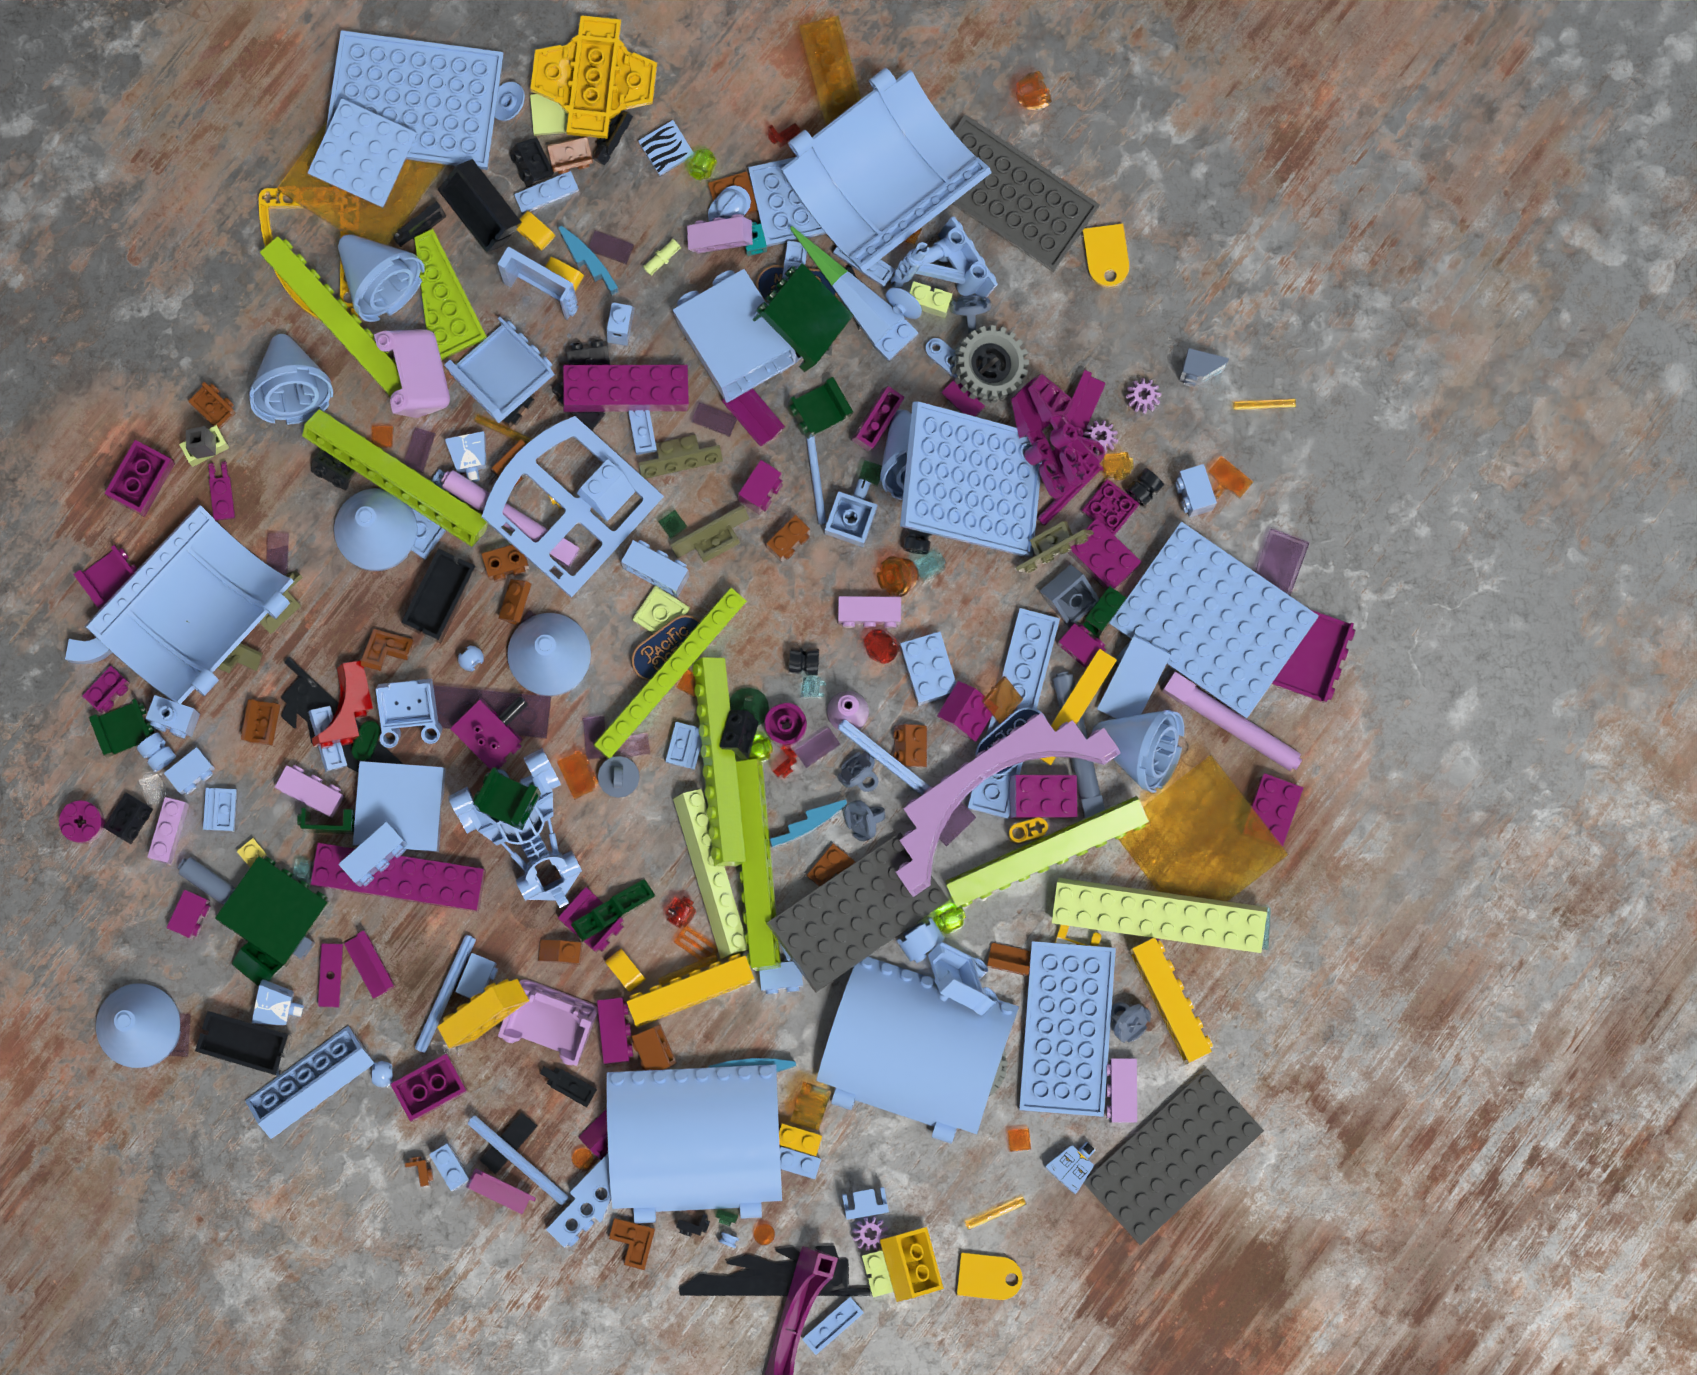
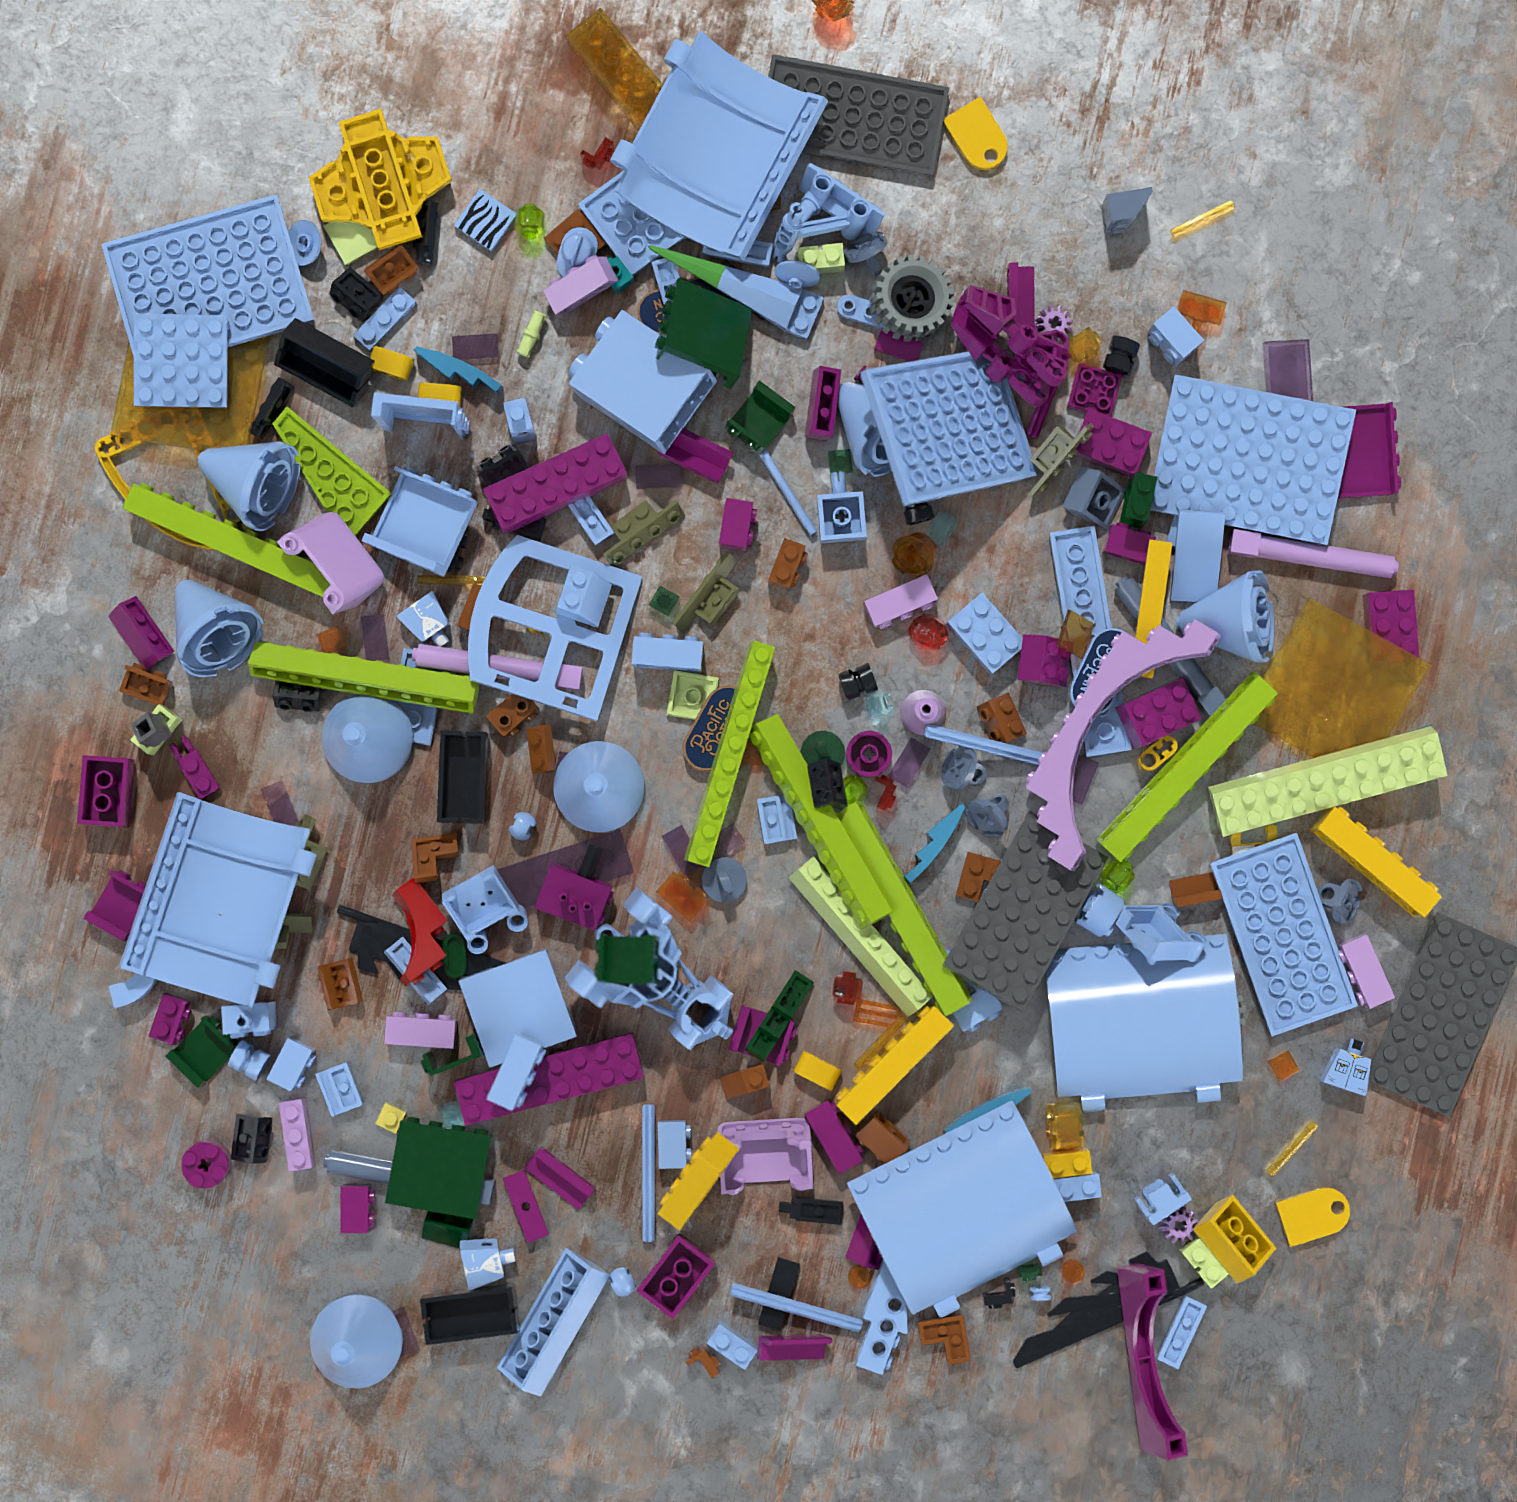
camera: 20 degrees left, 5 degrees up
(227, 361) = (140, 632): none -> magenta panel
(1138, 401) = (1078, 253): lavender gear -> none

